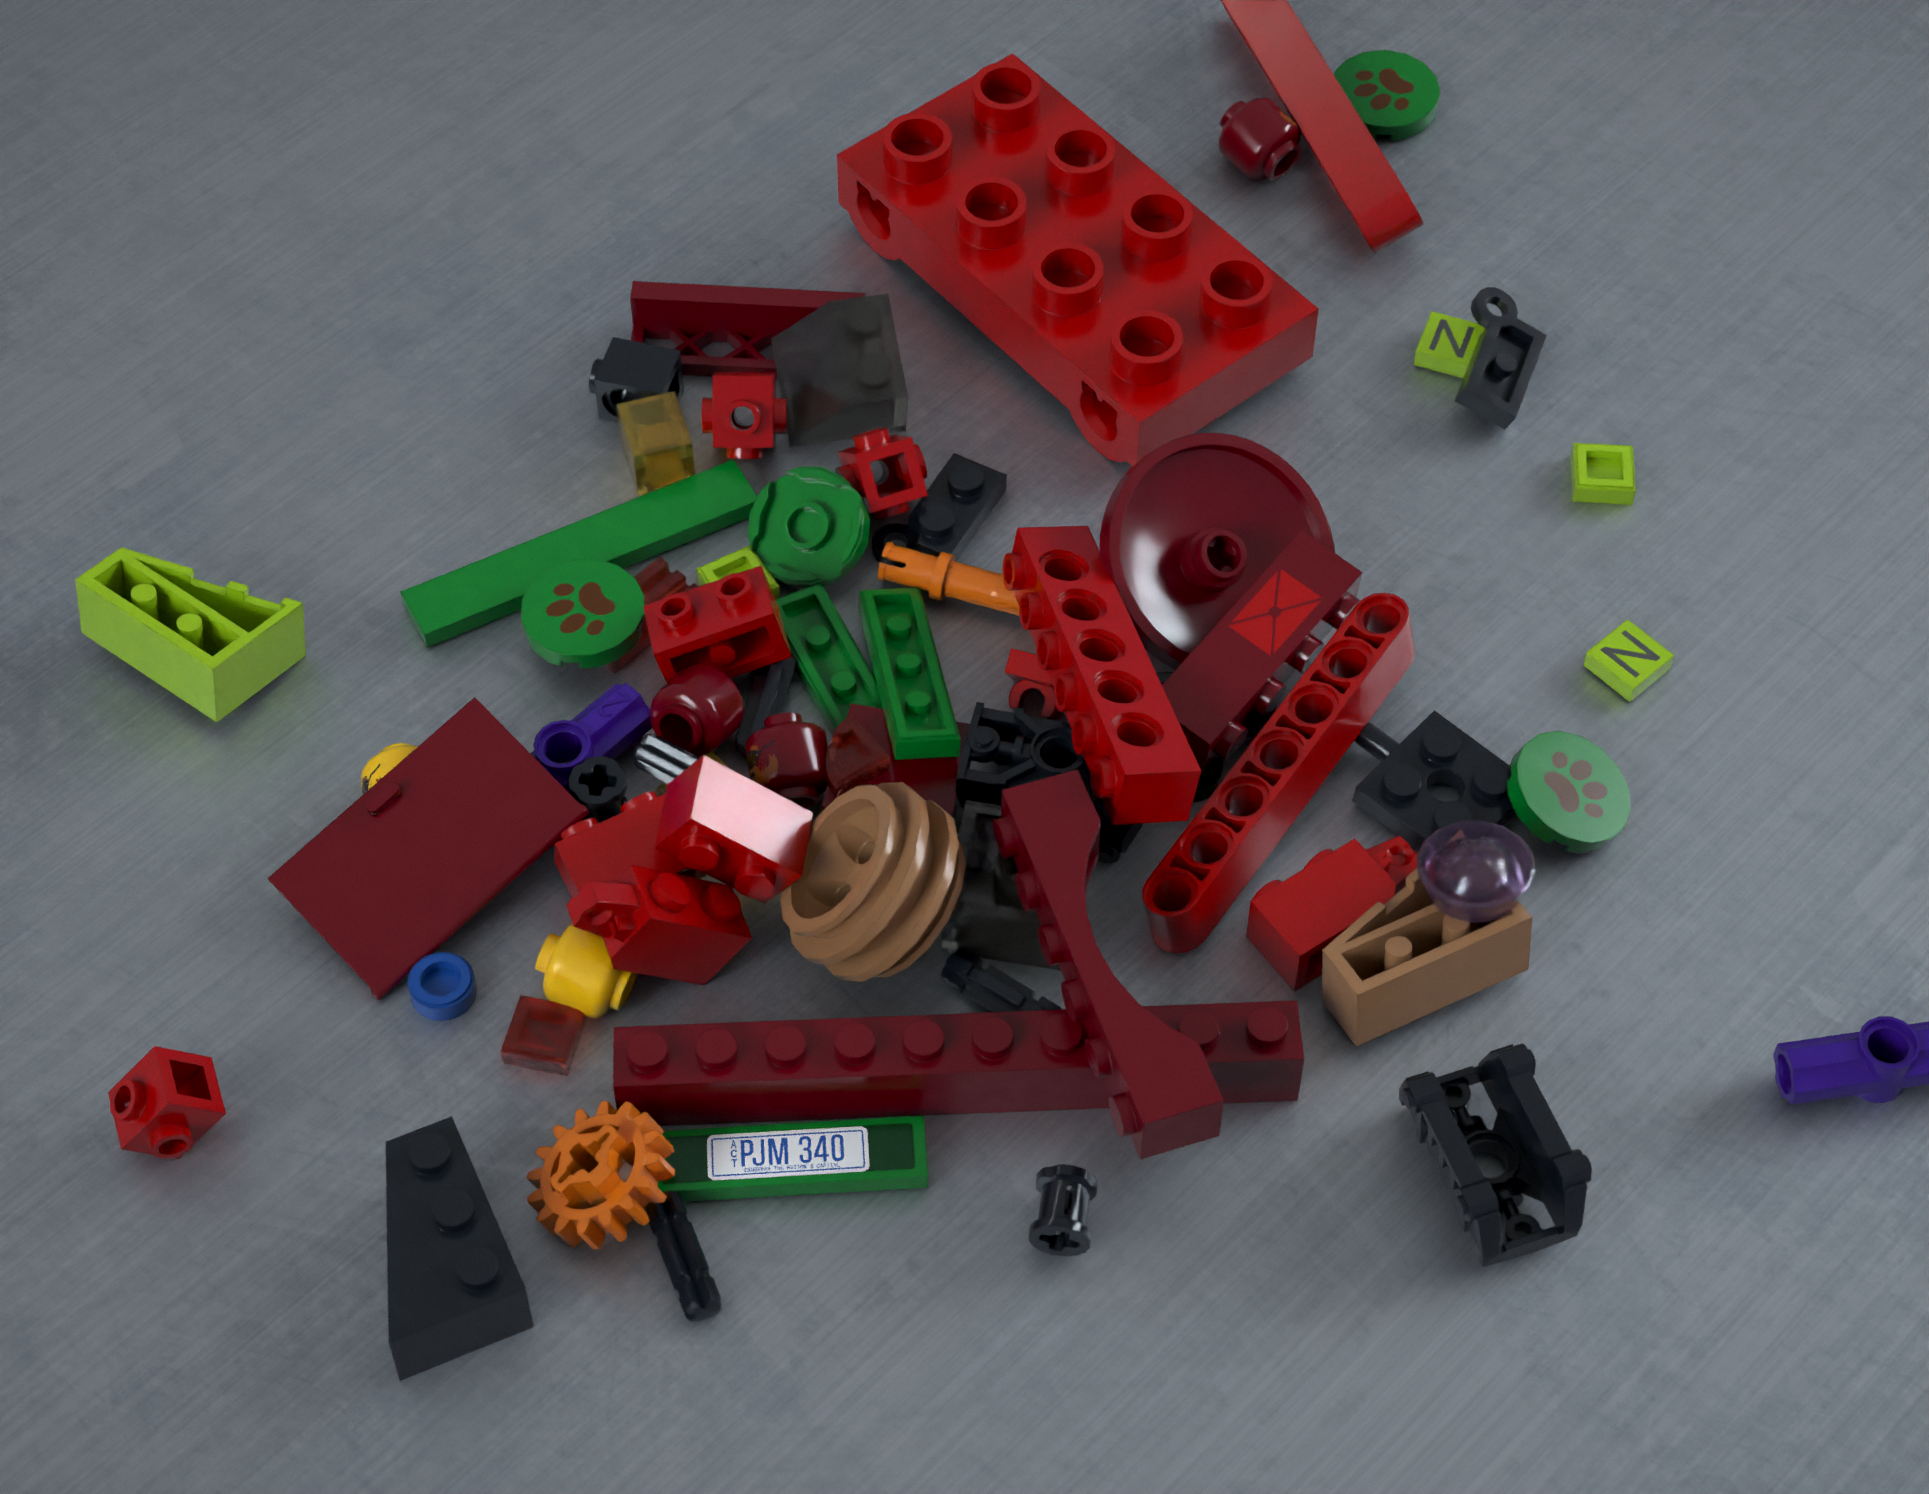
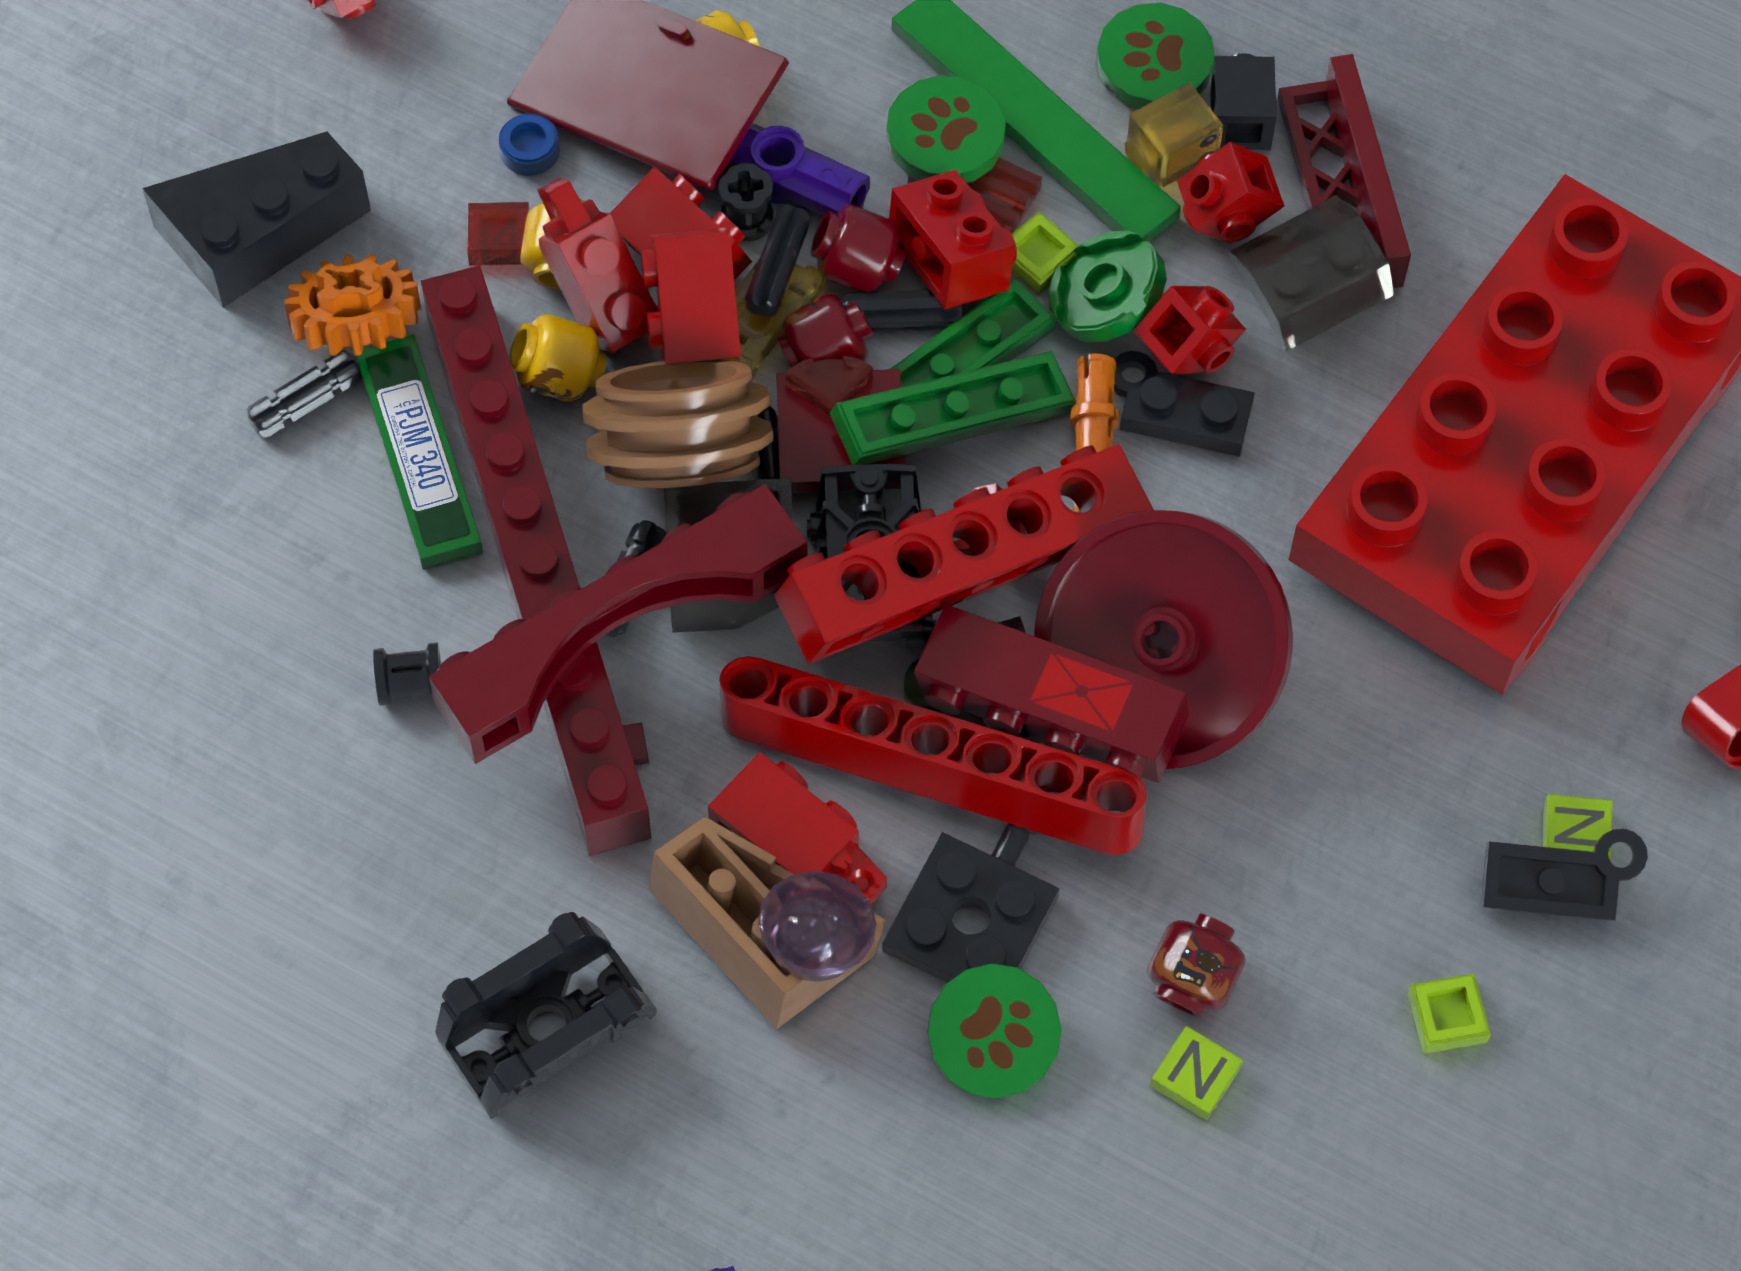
camera: 75 degrees right, 10 degrees up
(552, 444) = (1153, 52): none -> green tile
(735, 987) = (557, 357): none -> yellow head
(1533, 626) = (1196, 965): none -> dark red head

